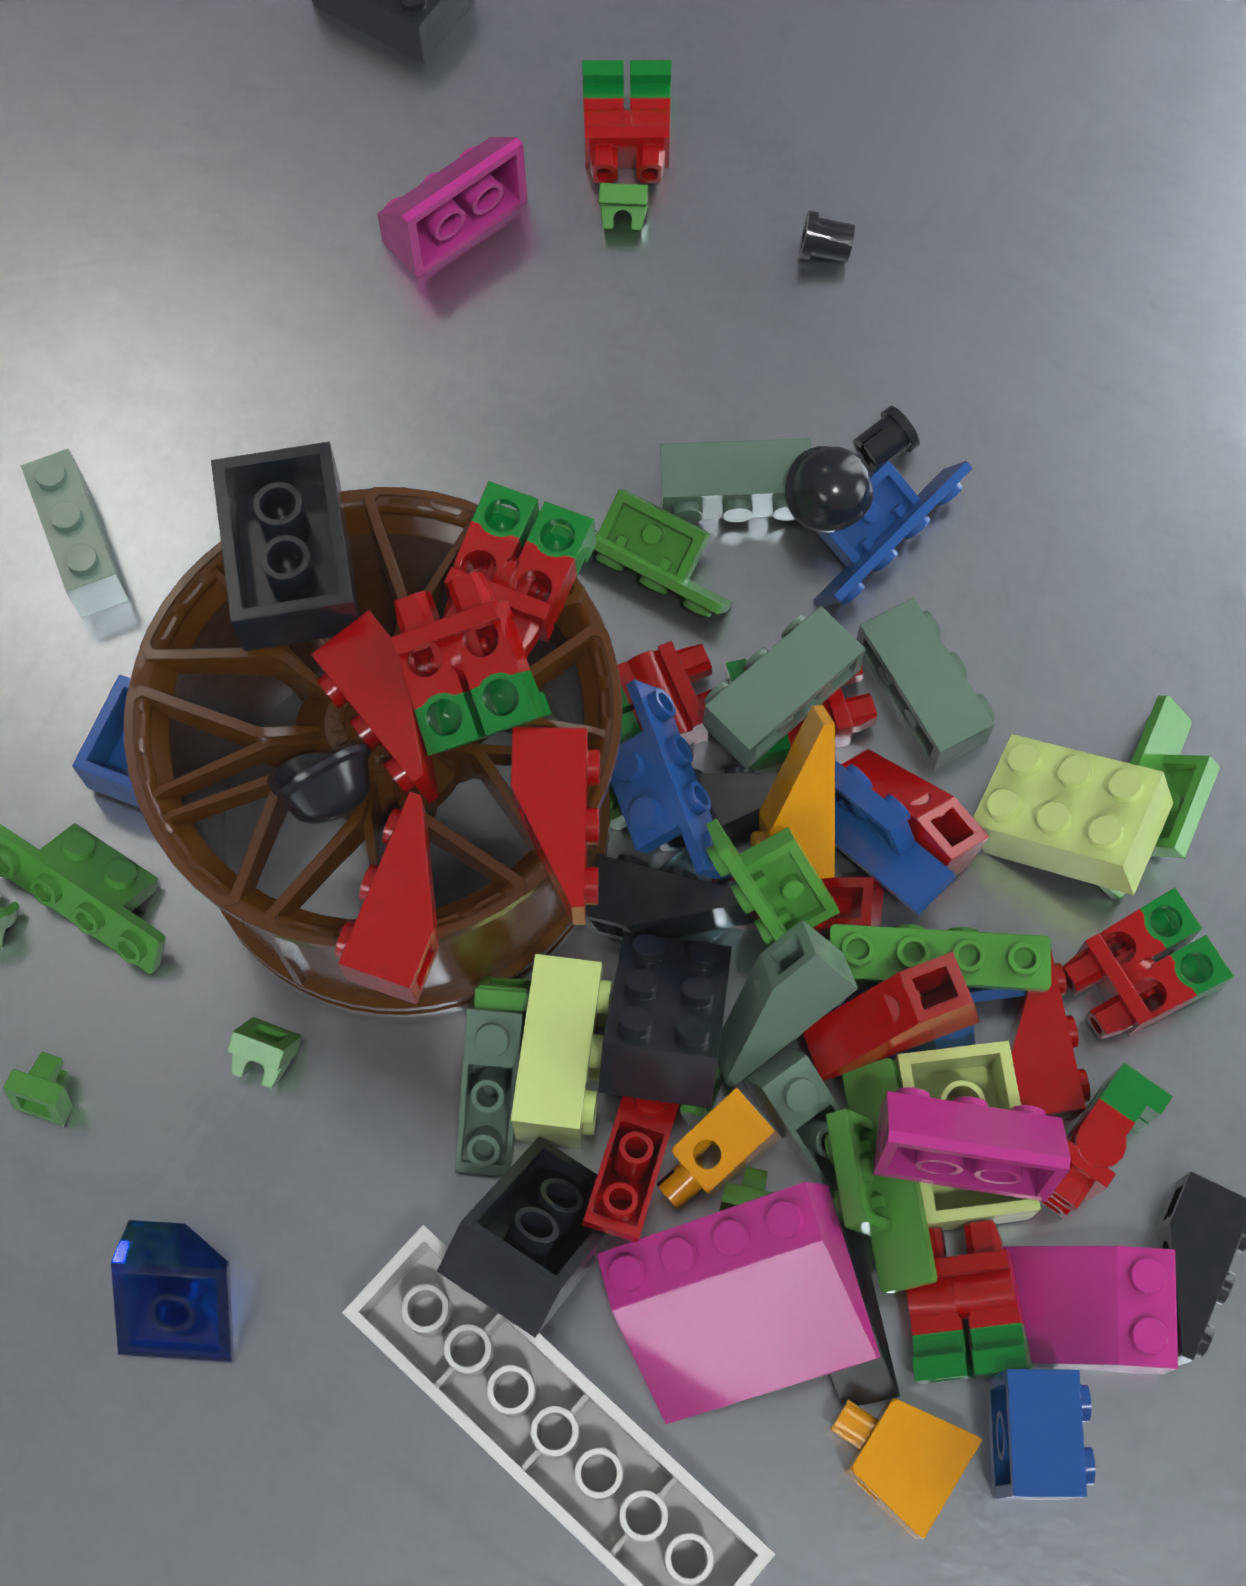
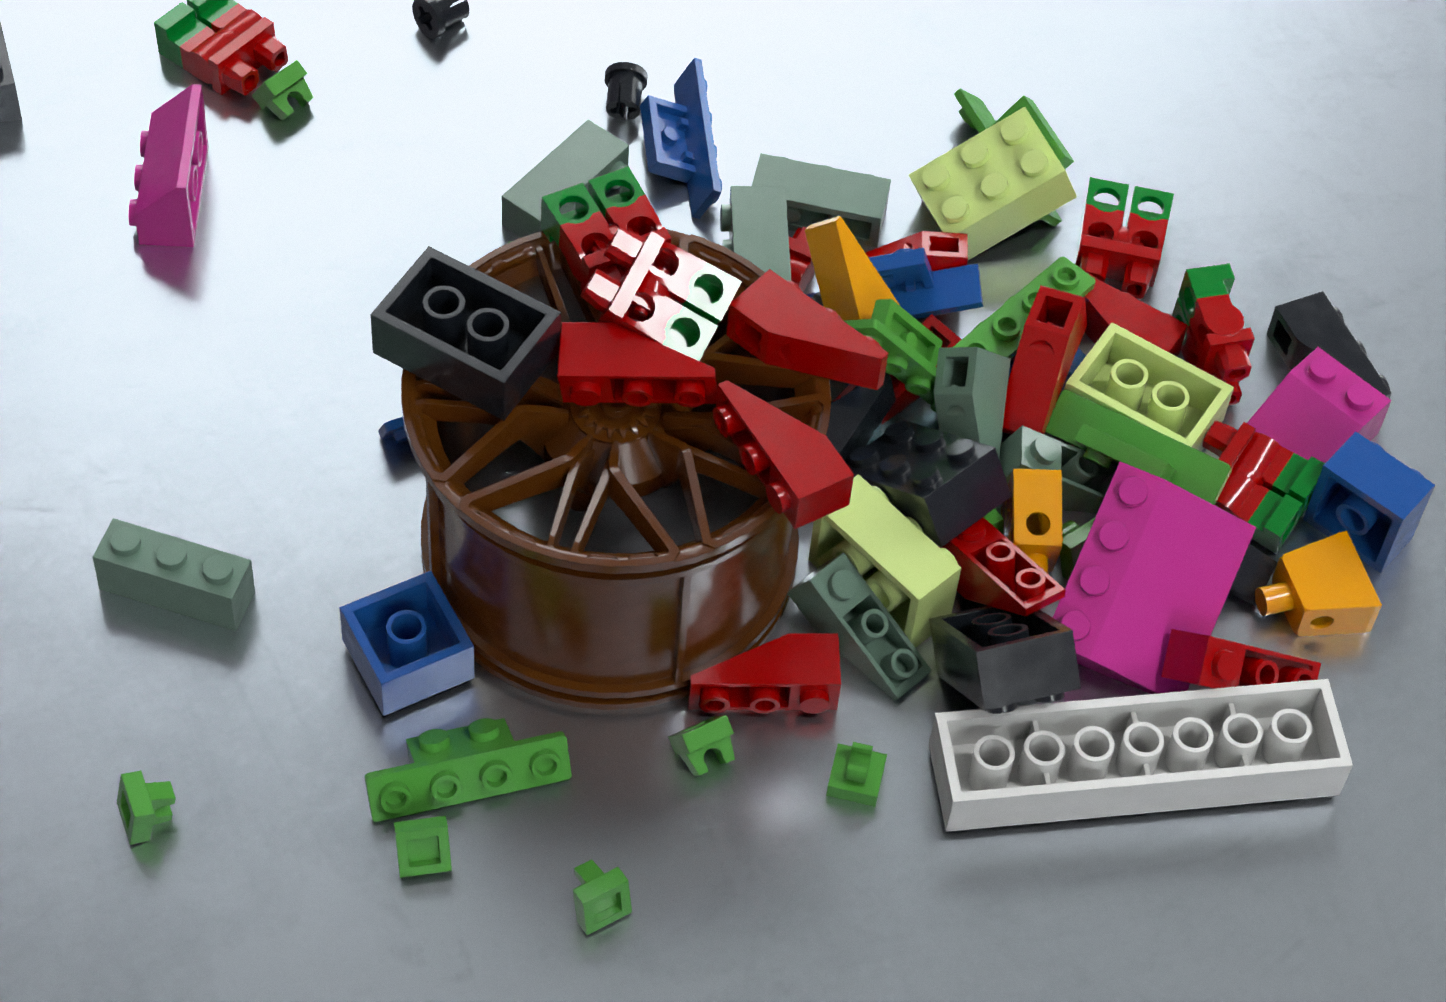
camera: 55 degrees left, 15 degrees down
(171, 1294) = (833, 914): clear blue slope -> none
(323, 783) = (651, 439): black helmet -> none
(345, 1199) = (856, 774): none -> bright green tile
(386, 1058) = (782, 674): none -> red slope
(502, 993) = (813, 561): bright green tile -> none
(728, 1454) = (1226, 663): none -> red slope
(828, 489) = (638, 133): black helmet -> none
(970, 1145) = (1169, 377): dark pink slope -> none

